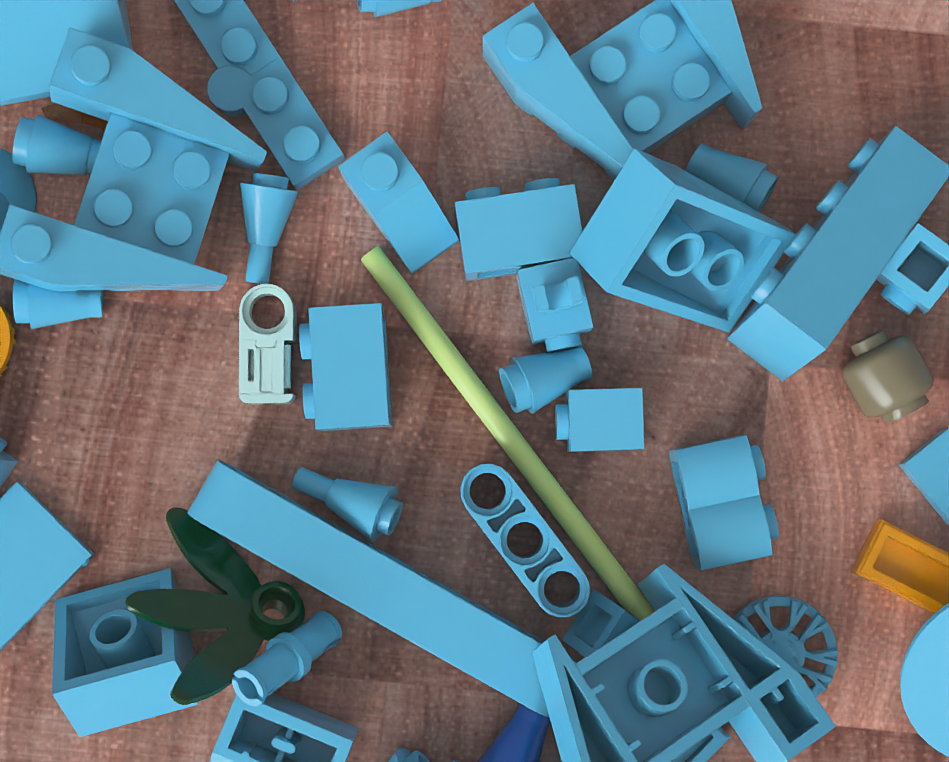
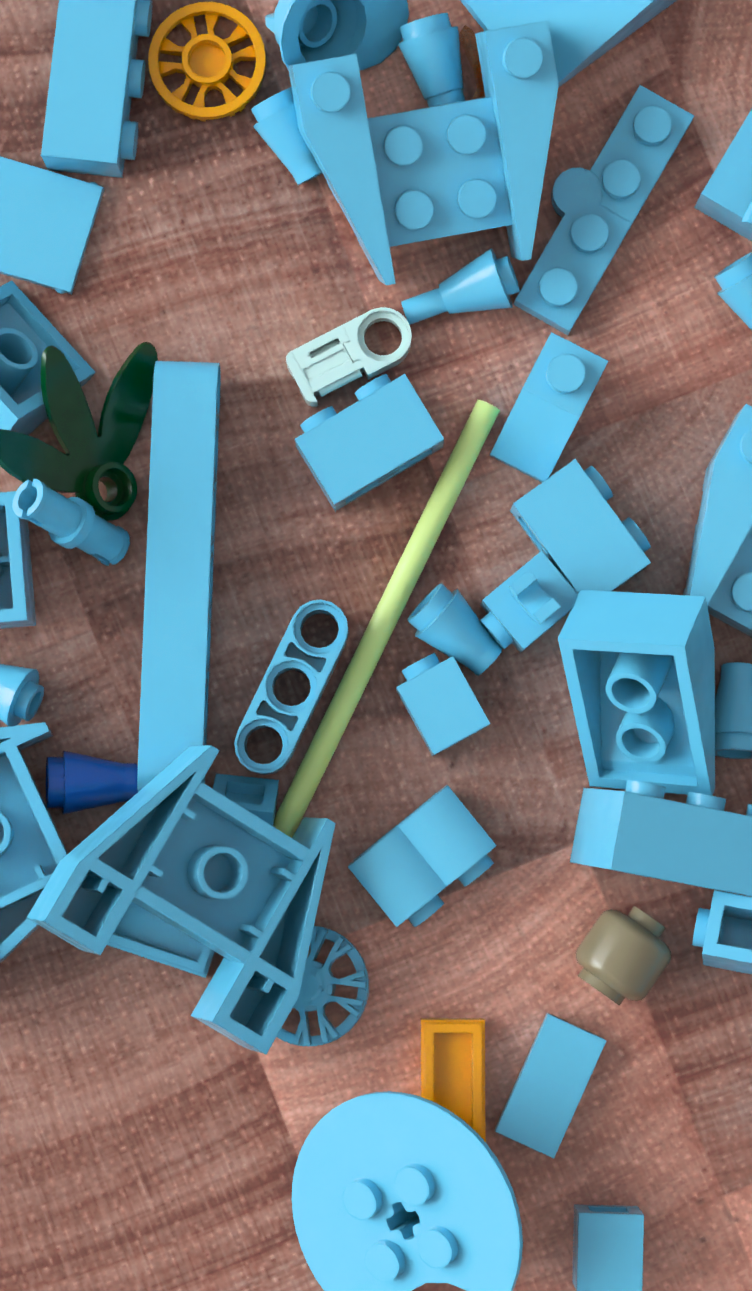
camera: 60 degrees right, 0 degrees up
(363, 505) = (246, 521): medium azure cone -> none

